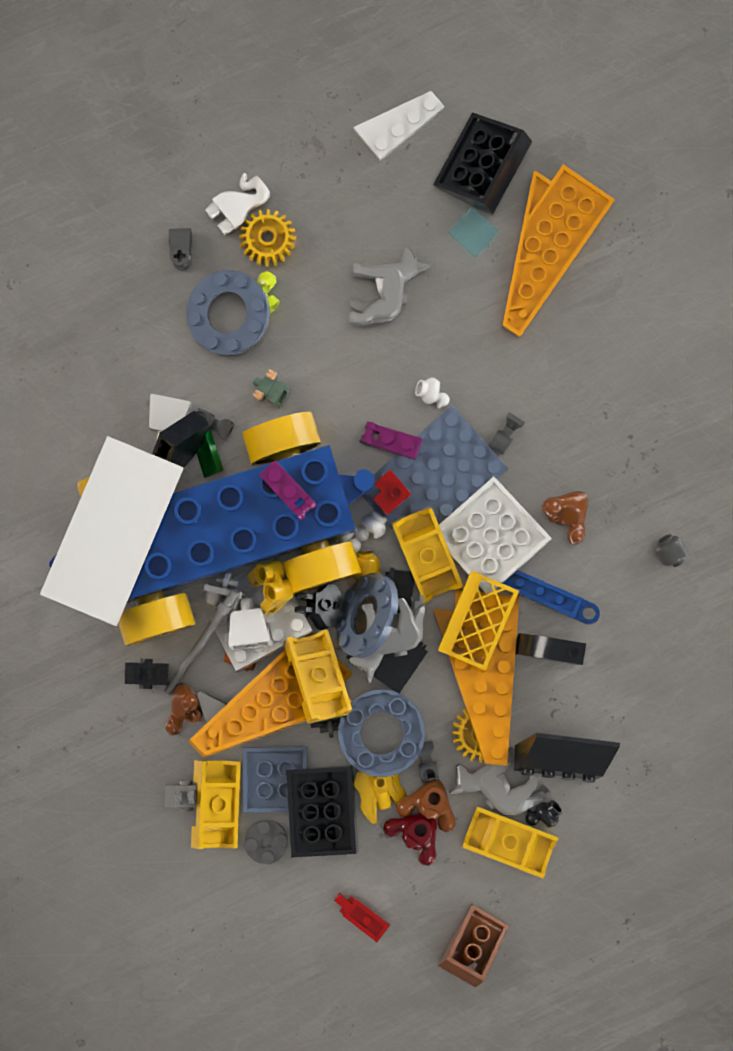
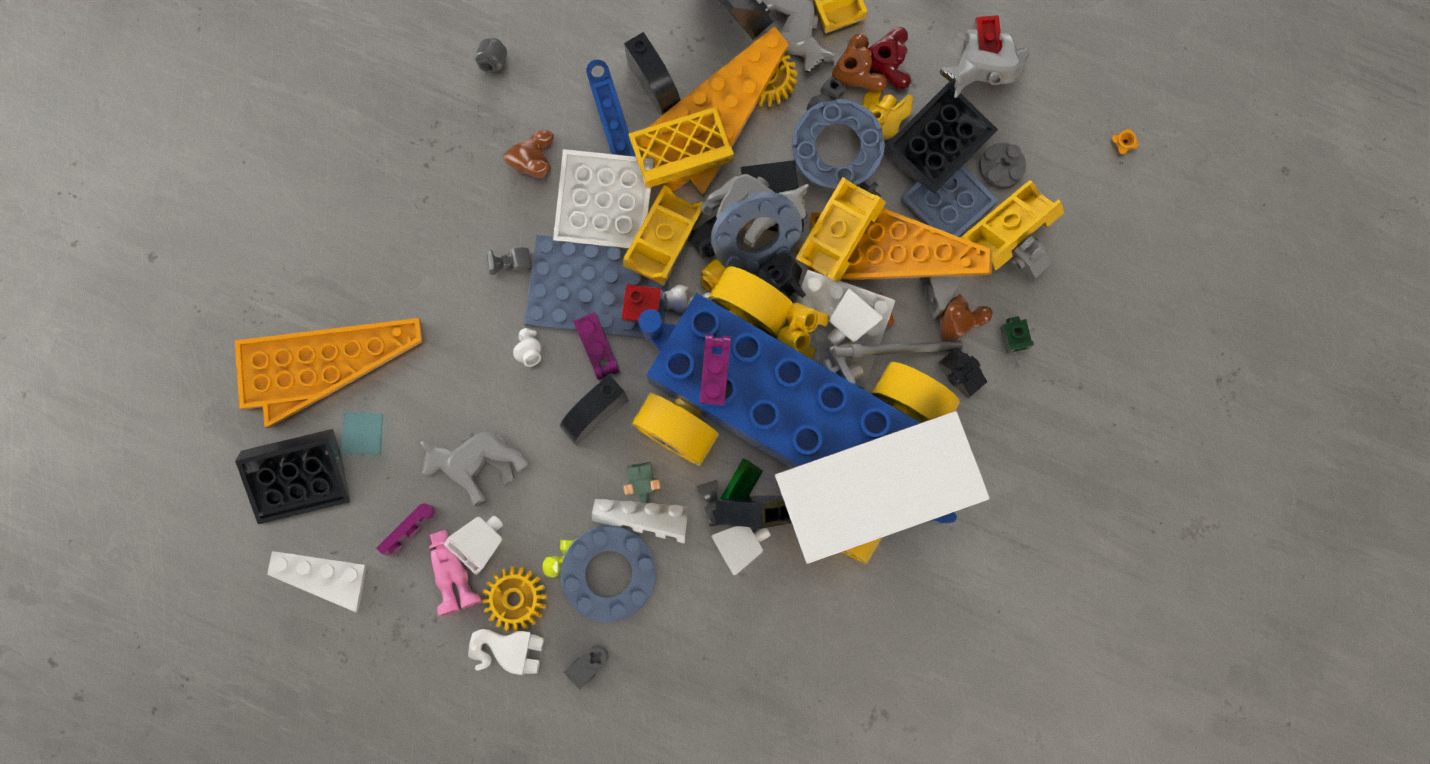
camera: 125 degrees left, 5 degrees down
(134, 728) = (1011, 341): none -> dark green brick
(199, 950) = (1128, 135): none -> light orange plate
(237, 375) = (653, 517): none -> white wing
(326, 210) = (449, 570): none -> bright pink piece
(326, 243) = (475, 542): none -> white torso
(345, 892) = (986, 65): none -> light grey animal
(346, 399) = (593, 409): none -> black brick
(378, 207) = (407, 528): none -> magenta plate

